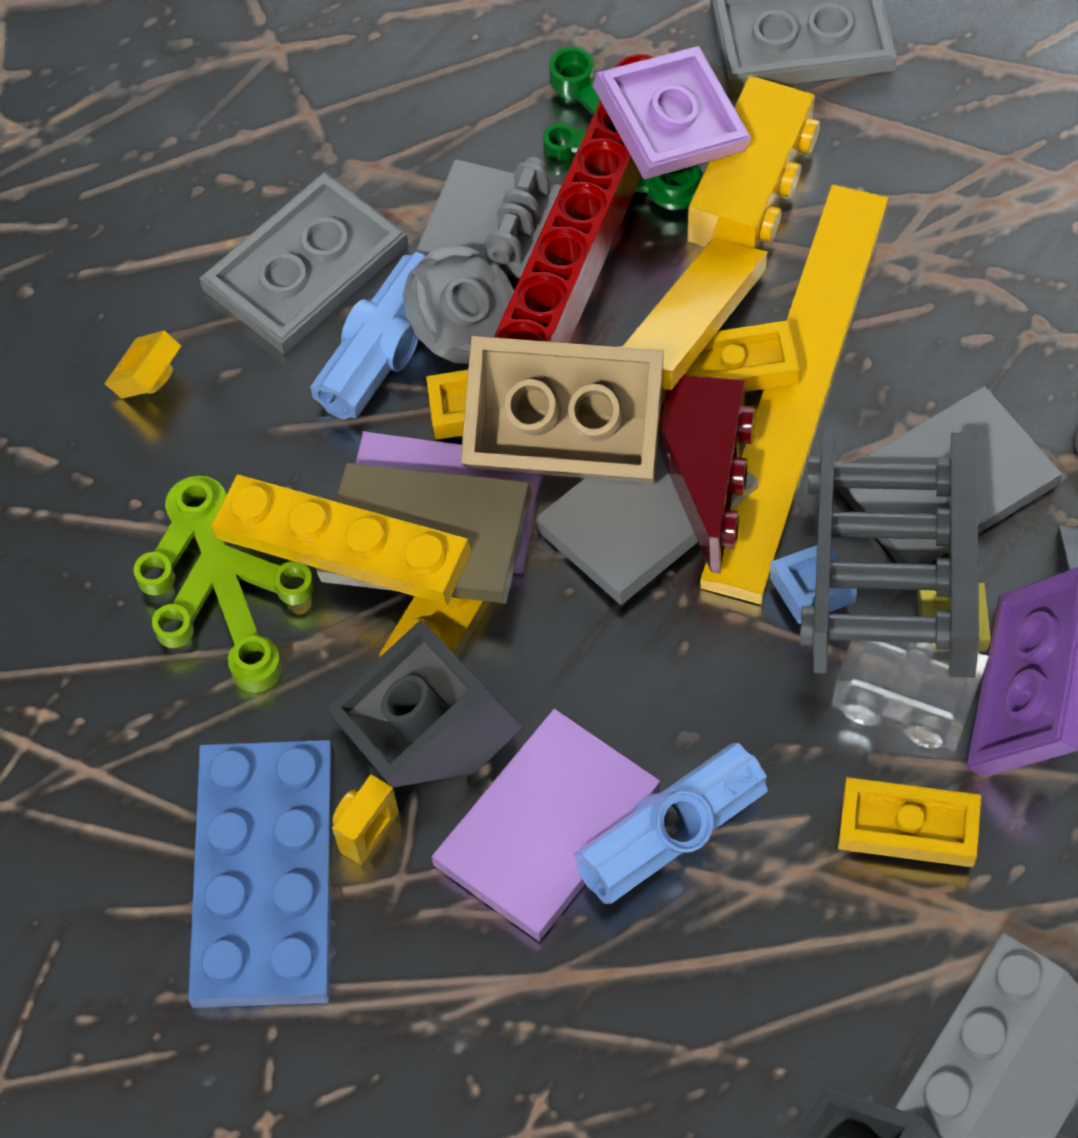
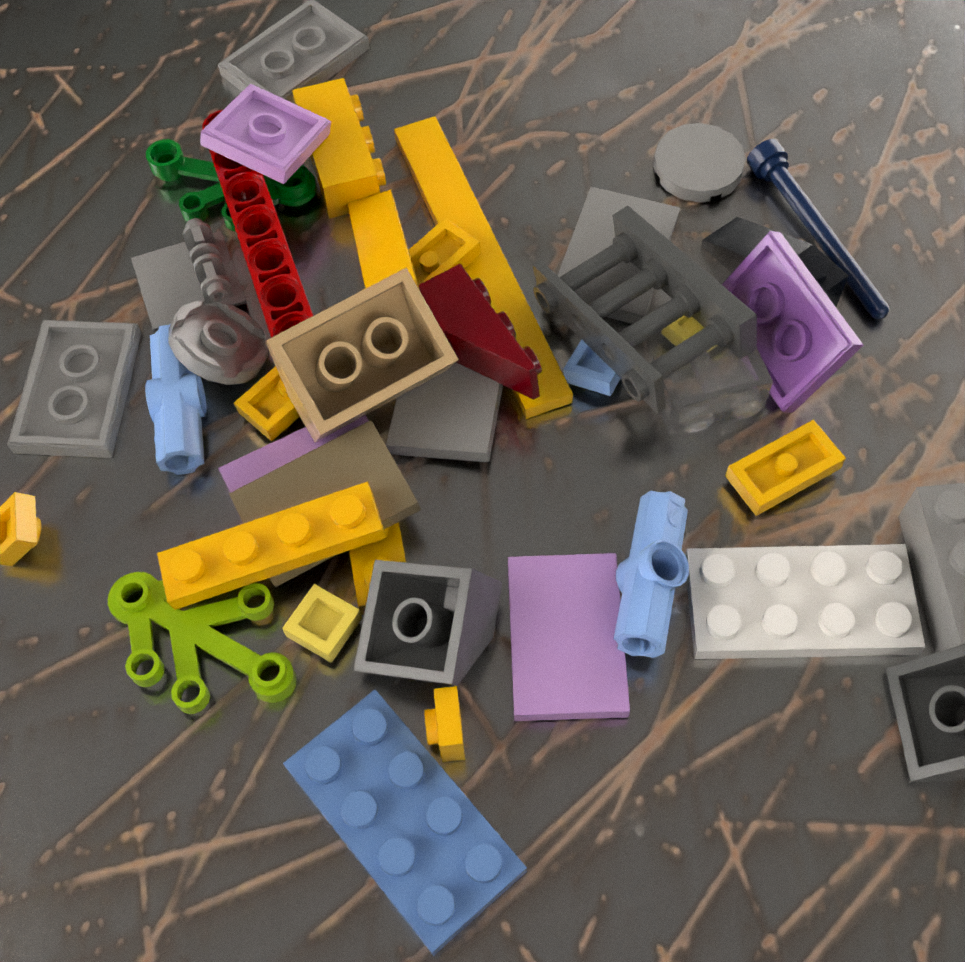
camera: 40 degrees left, 0 degrees up
(335, 645) = (322, 623): none -> light yellow plate
(805, 964) = (802, 602): none -> white plate

